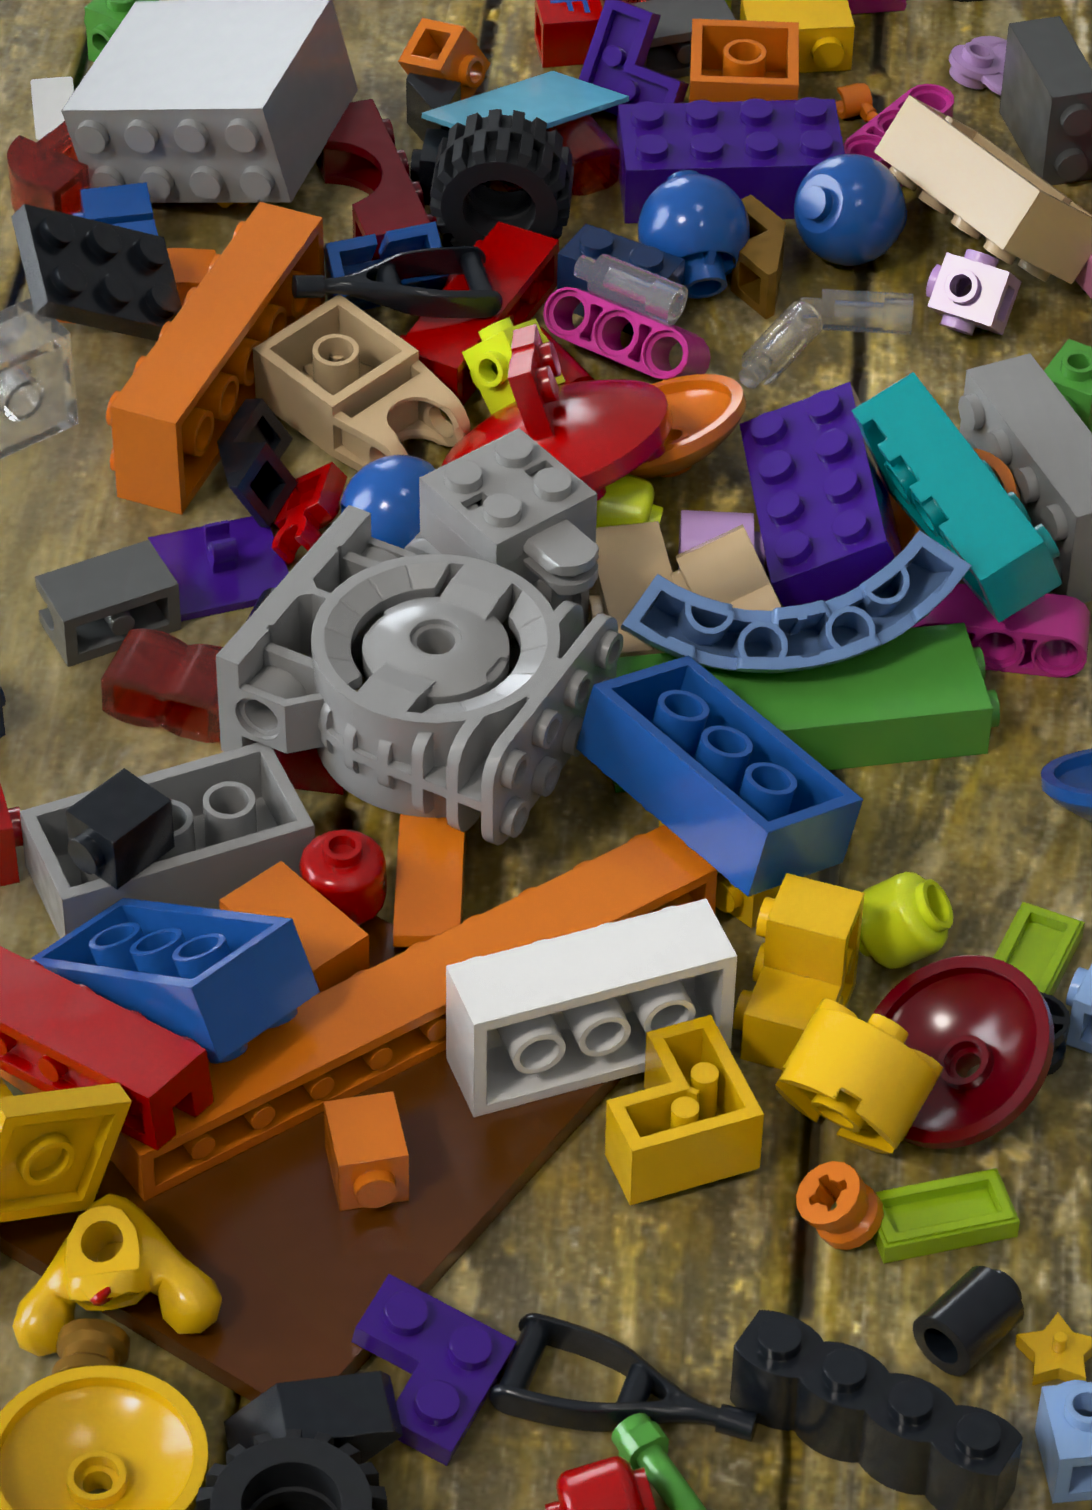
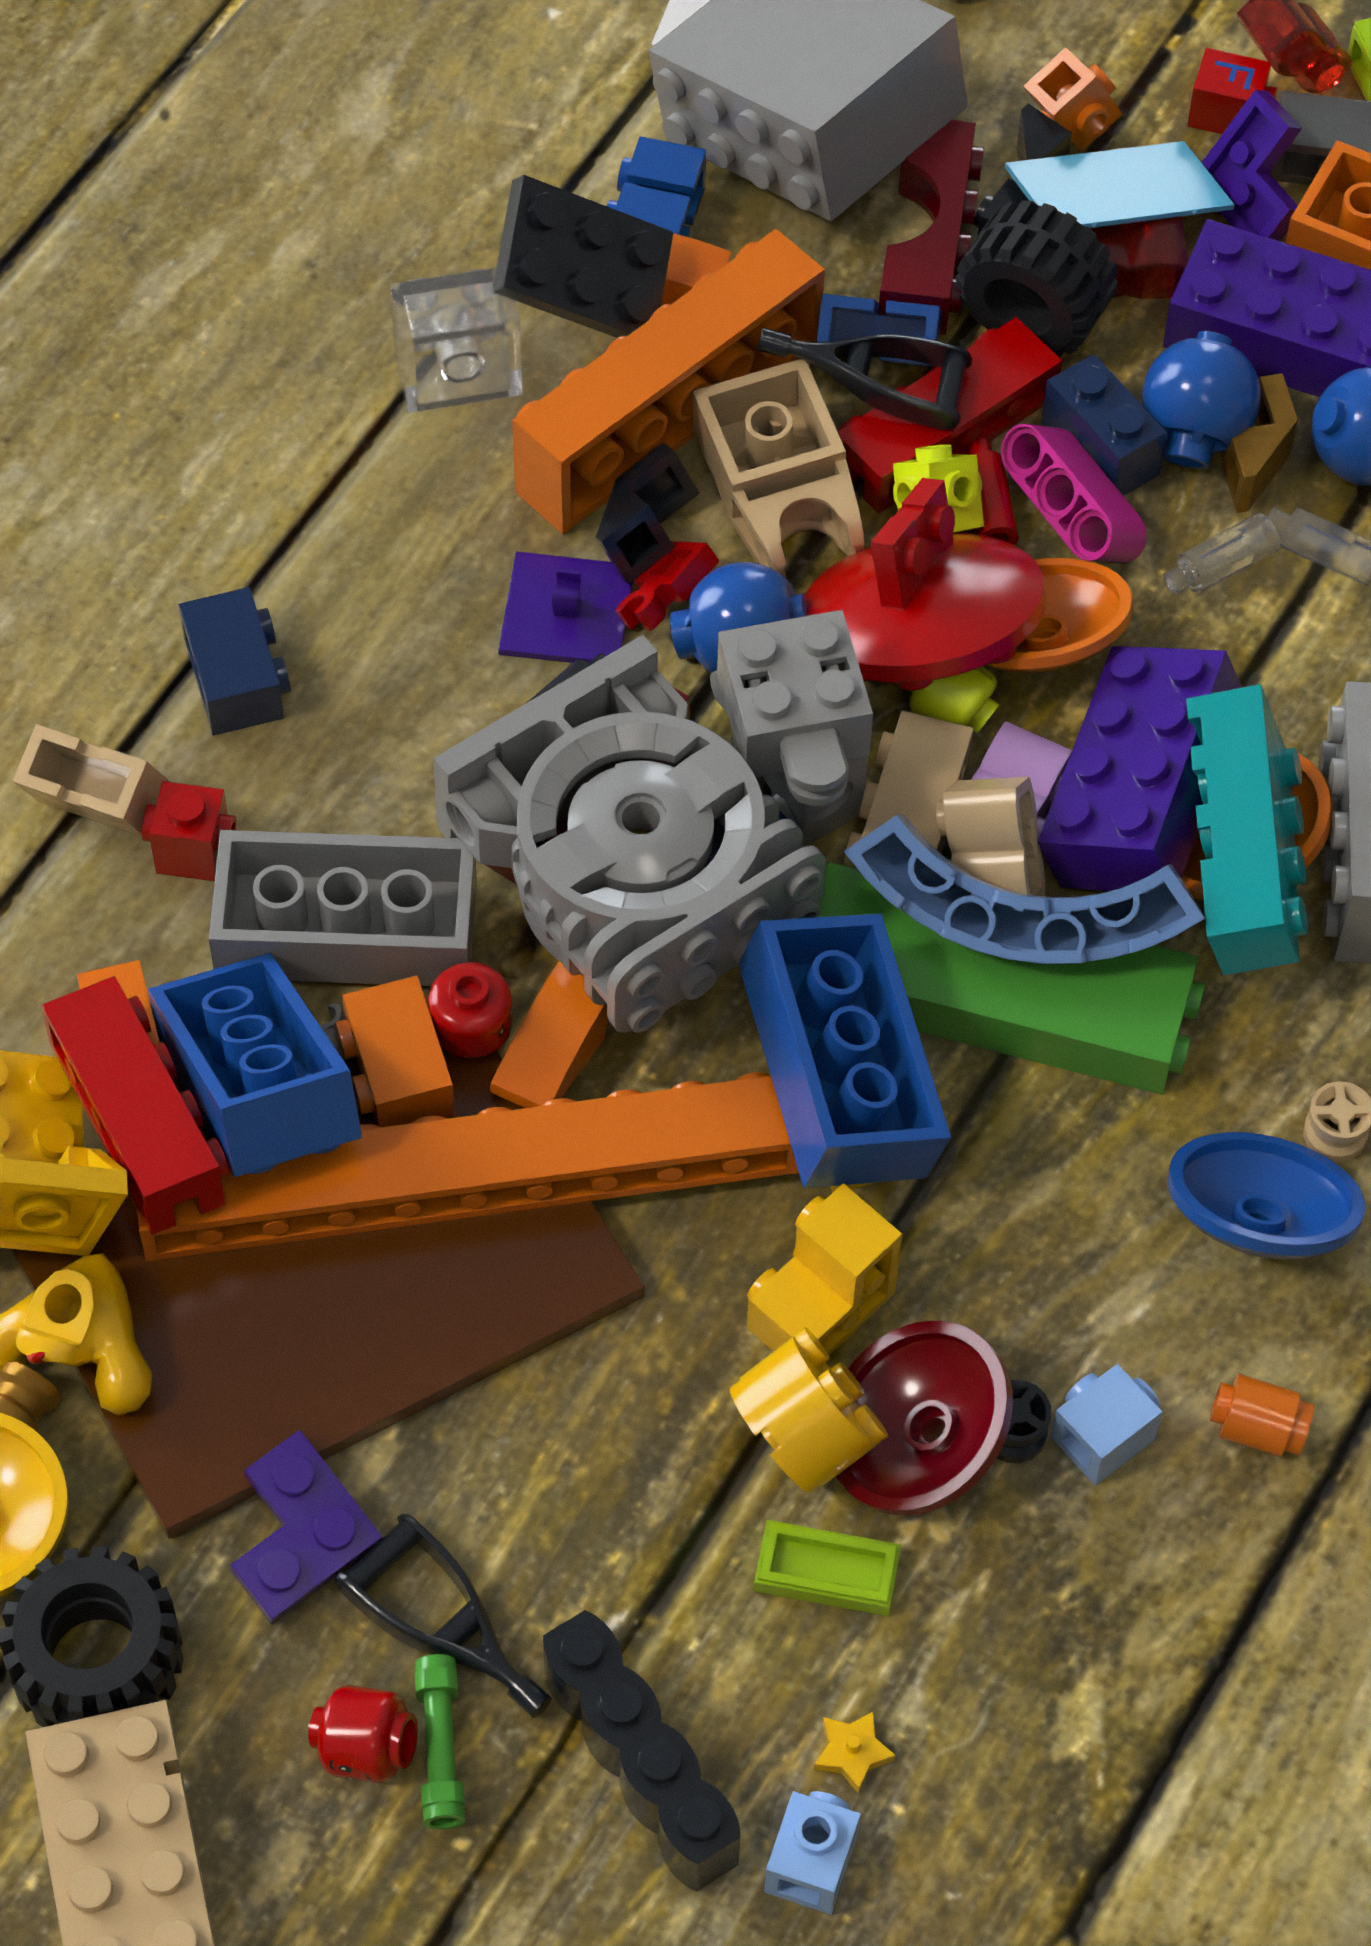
camera: 25 degrees right, 15 degrees up
(47, 172) = (622, 106): clear red brick -> none
(106, 597) = (434, 616): dark grey brick -> none
(120, 829) = (281, 893): black brick -> none
(164, 684) = (432, 714): clear red brick -> none
(350, 1407) = (182, 1545): black slope -> none
(366, 1151) = (344, 1300): orange brick -> none
(582, 1003) = (603, 1240): white brick -> none
(633, 287) = (1093, 450): clear cylinder -> none
(691, 1119) = (644, 1392): yellow brick -> none
(857, 1209) = (733, 1541): orange wheel -> none
(904, 920) = (957, 1254): neon yellow head -> none
(969, 1319) = (785, 1687): black brick -> none
(1038, 640) = (1278, 998): dark pink beam -> none
(1041, 945) = (1066, 1338): lime tile -> none

